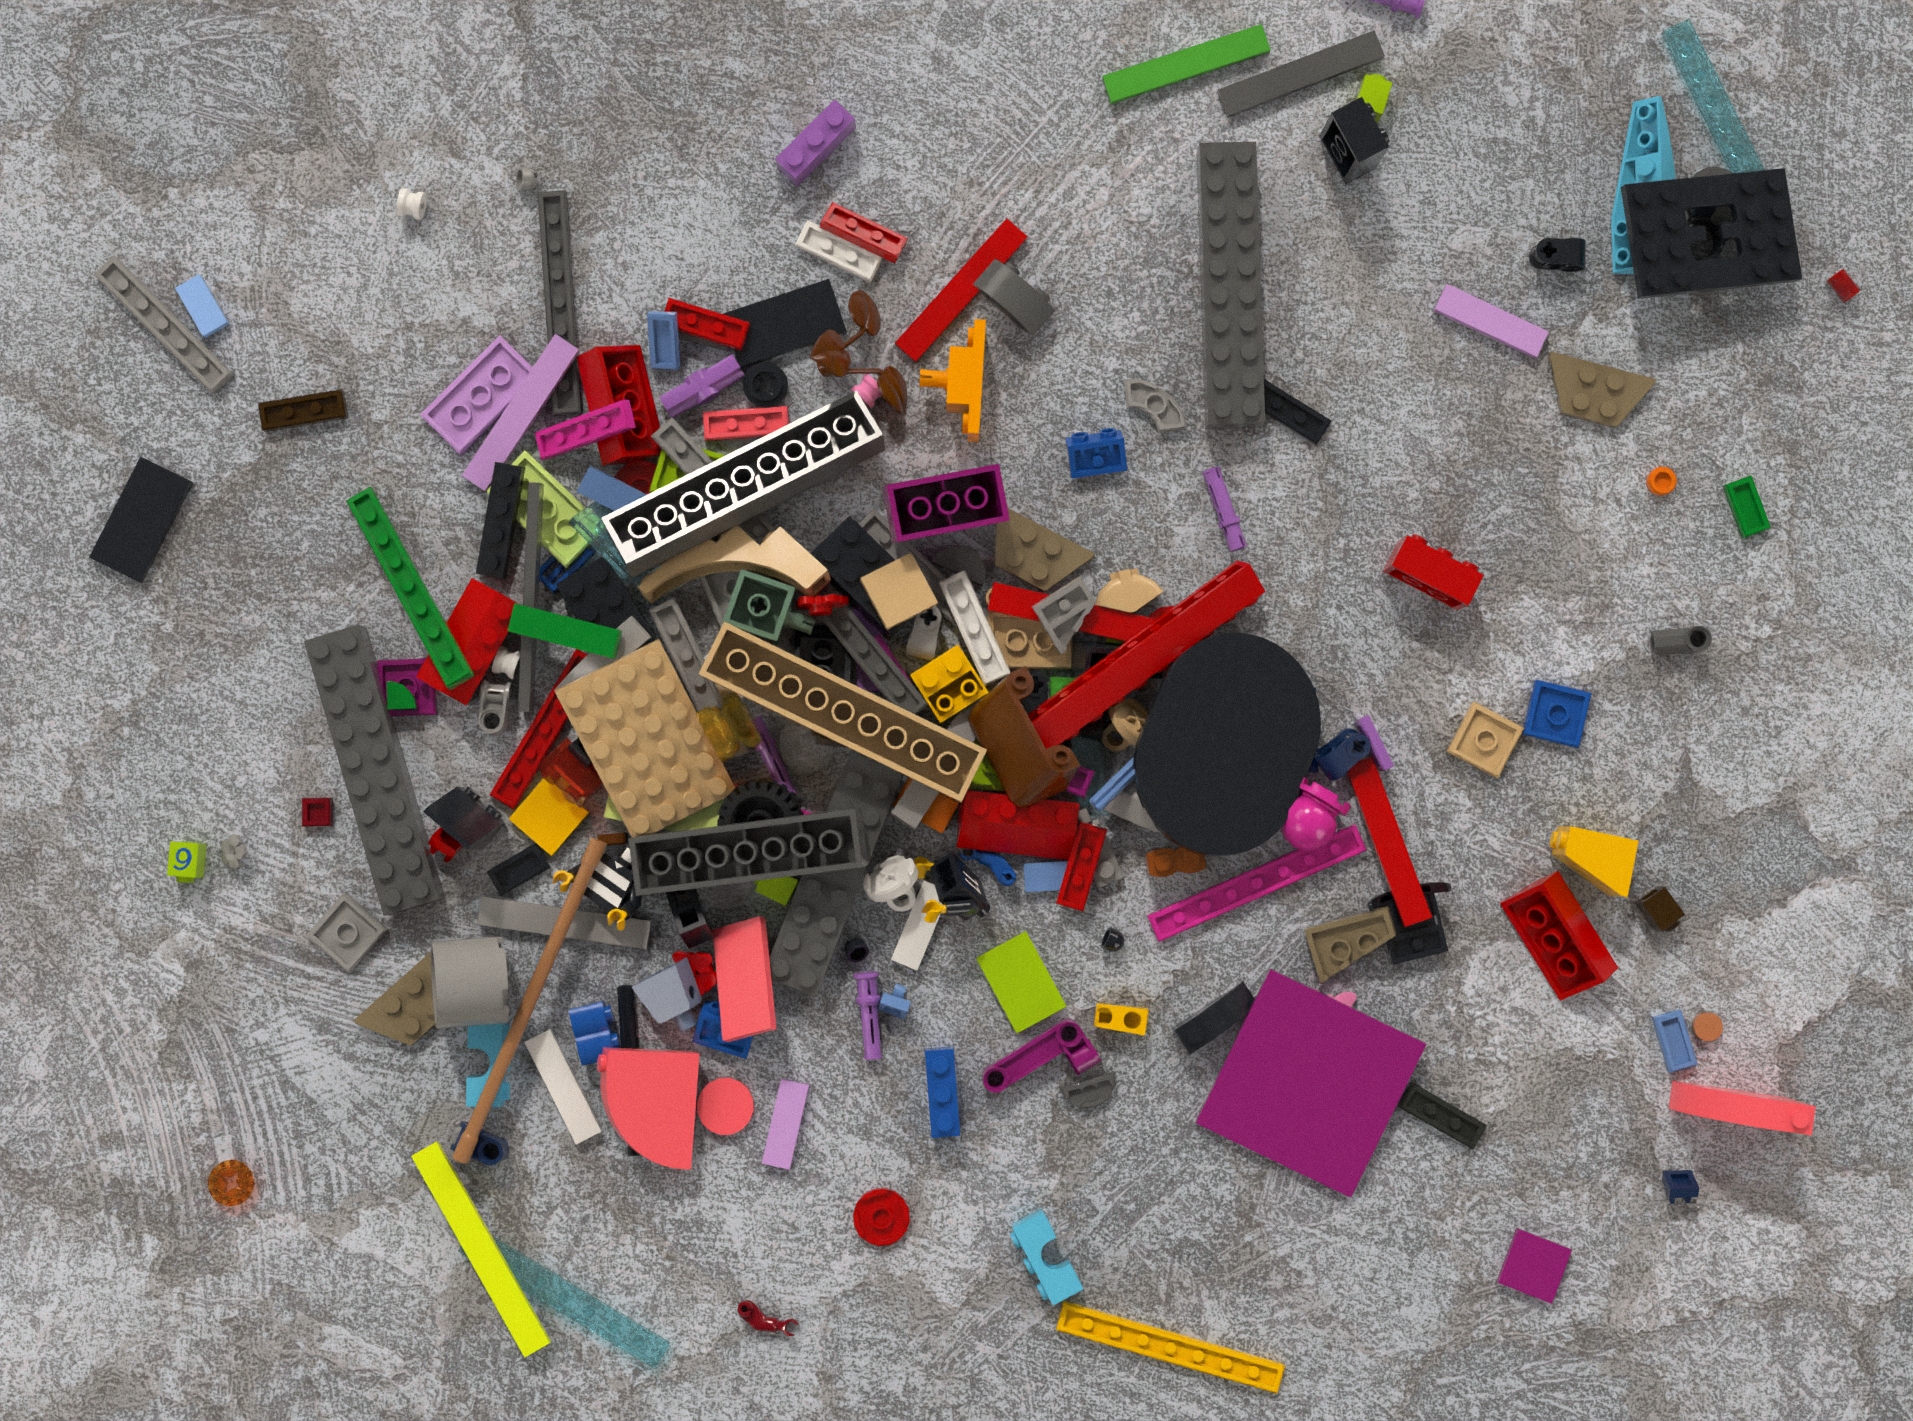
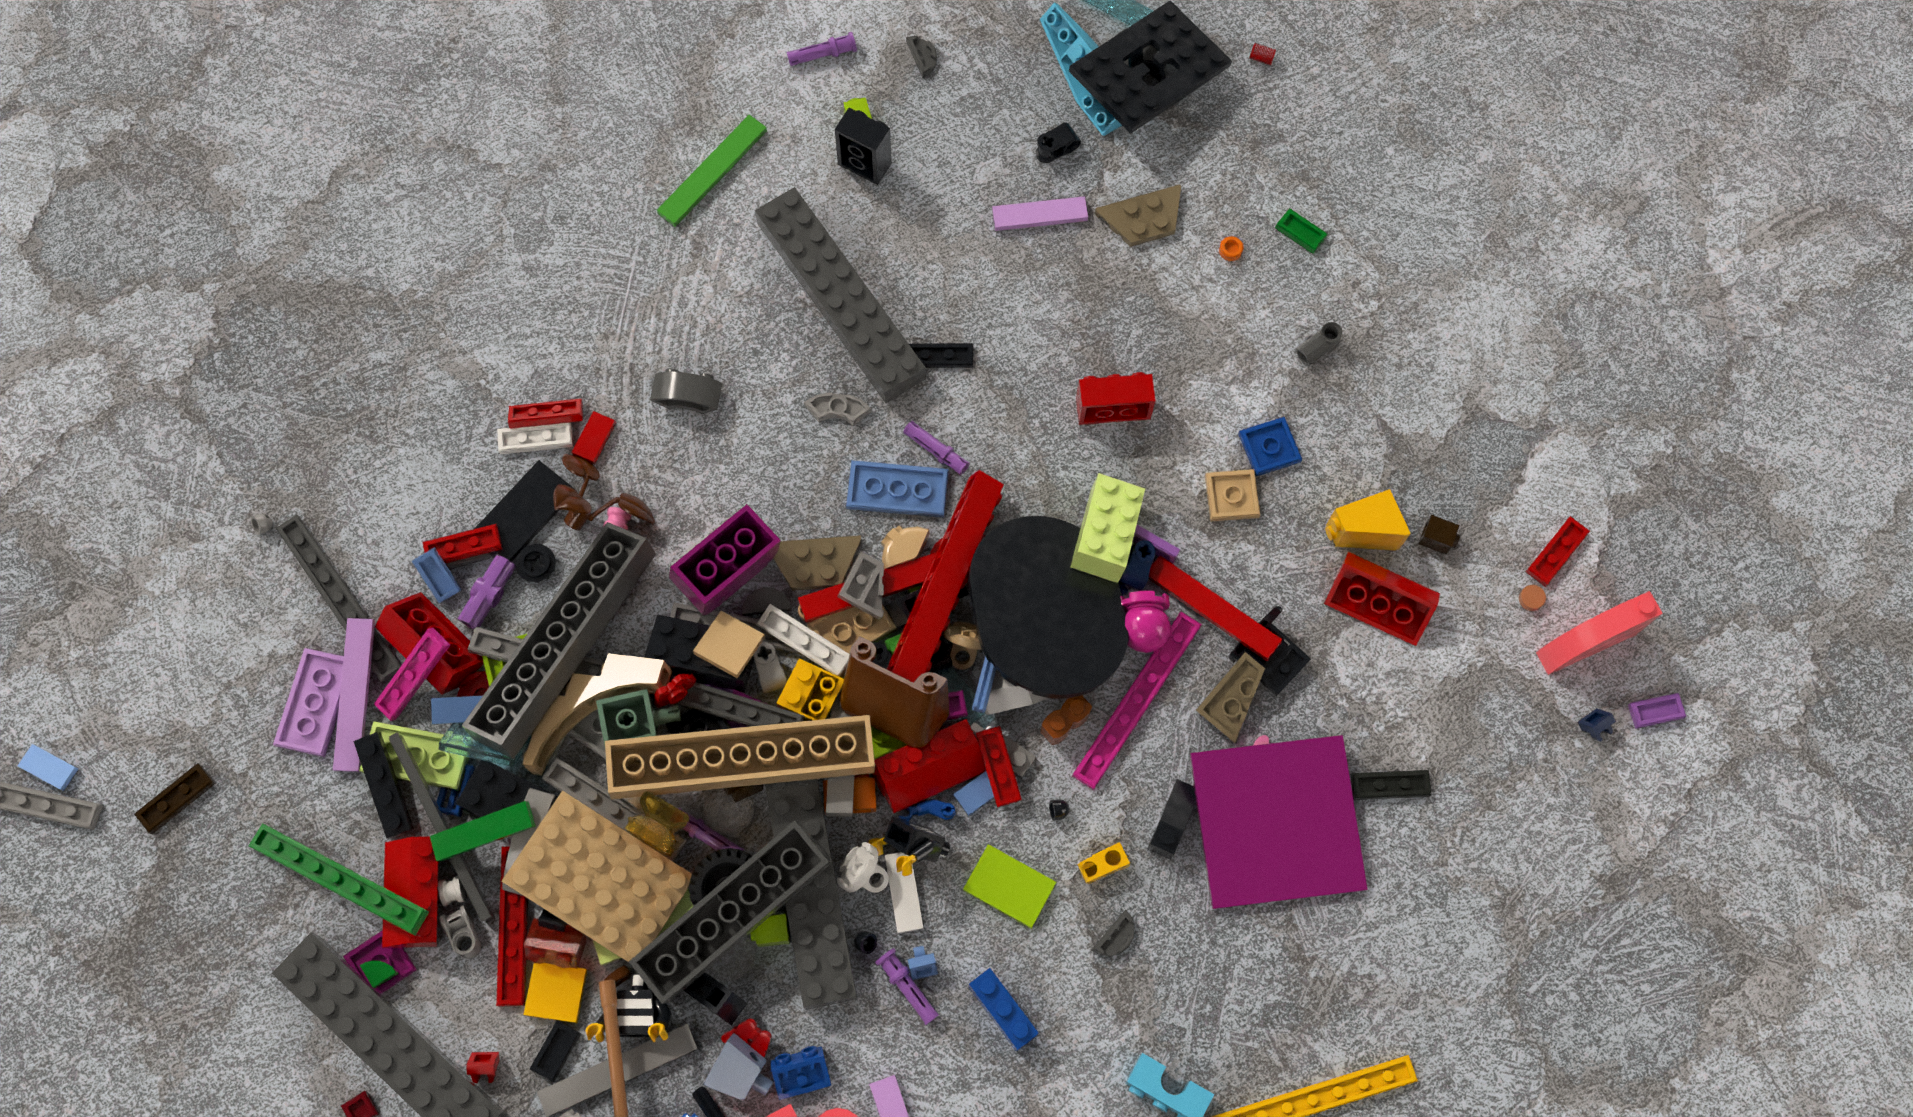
camera: 30 degrees left, 15 degrees down
(141, 519) = (83, 964): black tile -> none
(411, 204) = (179, 592): white wheel -> none
(466, 818) = (487, 1032): black slope -> none
(743, 423) = (532, 602): coral tile -> none
(744, 979) = (790, 1019): coral tile -> none
(815, 143) = (471, 371): medium lavender brick -> none
(896, 287) = (594, 437): none -> red tile
(959, 291) = (642, 415): red tile -> none
(963, 380) = (684, 469): light orange brick -> none
(1041, 1050) = (1089, 911): magenta piece -> none
(1096, 453) = (817, 464): blue bracket -> none
(1160, 527) = (897, 489): none -> medium blue tile
(1300, 74) = (797, 132): dark grey tile -> none
(1337, 701) = (1108, 528): none -> yellowish green brick
(1486, 65) = (923, 54): none -> dark grey tile
(1534, 1265) = (1536, 853): magenta tile -> none
(1674, 1041) = (1517, 623): medium blue tile -> none
(1747, 1209) = (1657, 710): none -> medium lavender tile
(1766, 997) = (1557, 551): none -> red tile

